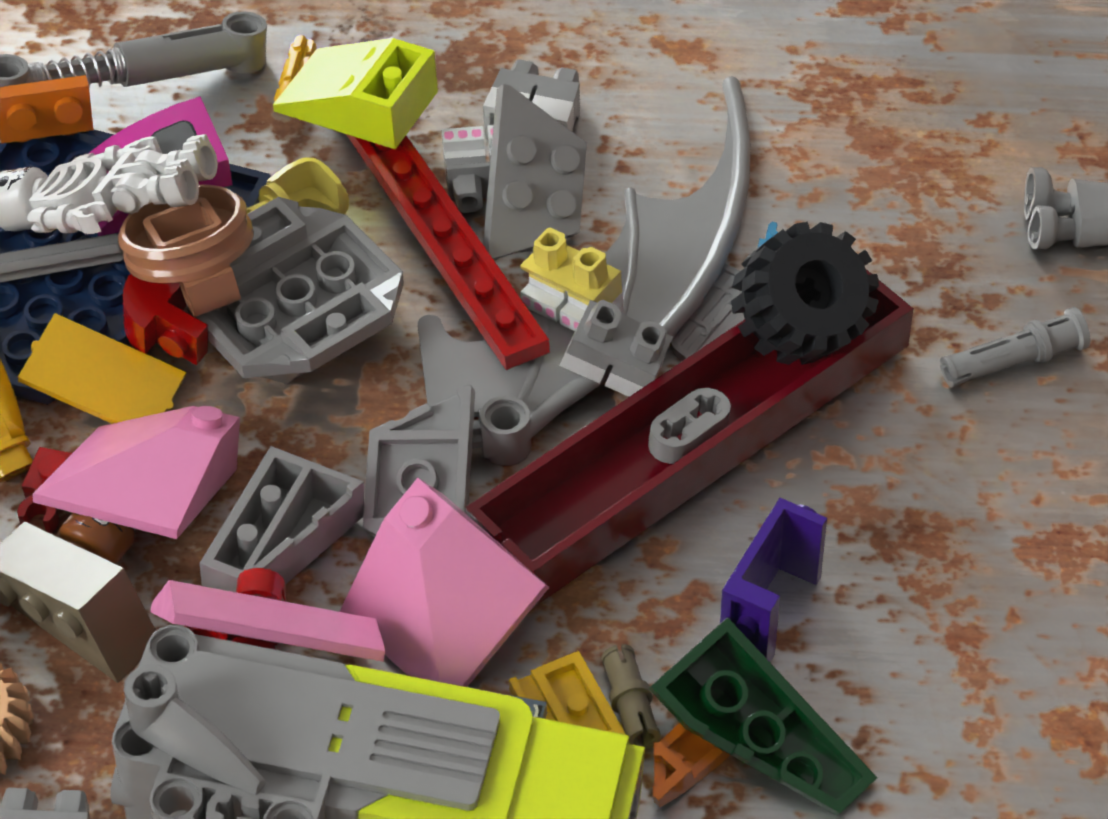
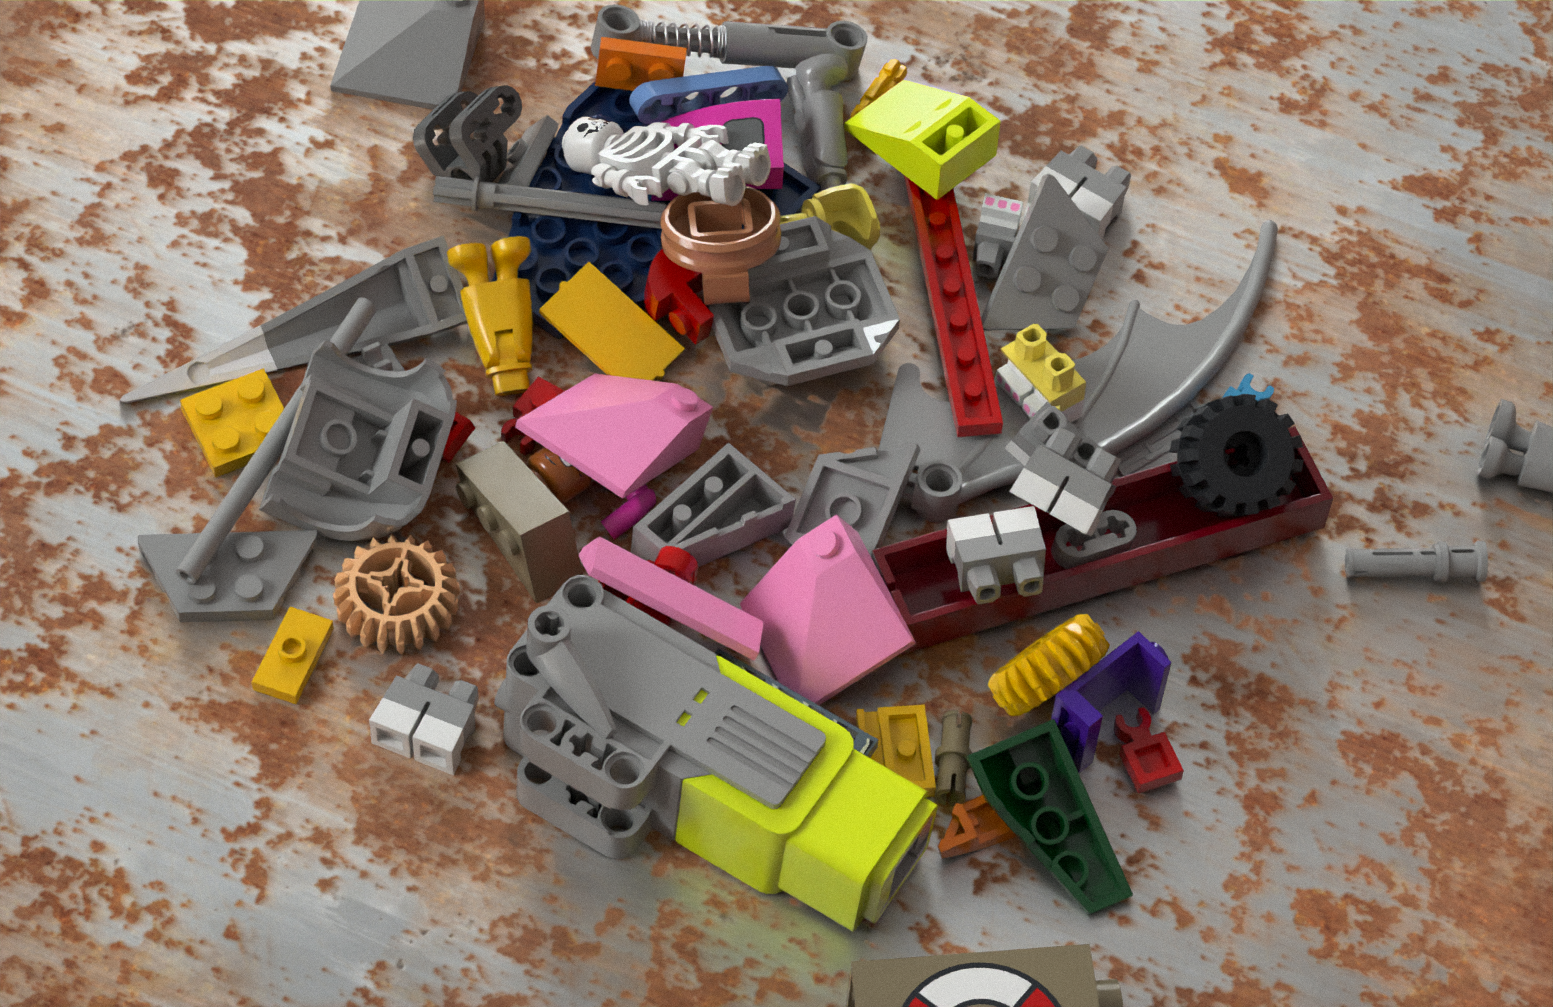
camera: 15 degrees right, 5 degrees up
(78, 131) = (662, 98): none -> medium blue beam
(192, 547) = (631, 512): none -> dark pink arm
(245, 107) = (820, 118): none -> light grey piece
(600, 466) = (997, 553): none -> light grey hips
(624, 363) = (1085, 489): none -> light grey hips
(697, 565) = (1048, 665): none -> yellow gear
(830, 629) = (1147, 757): none -> red plate

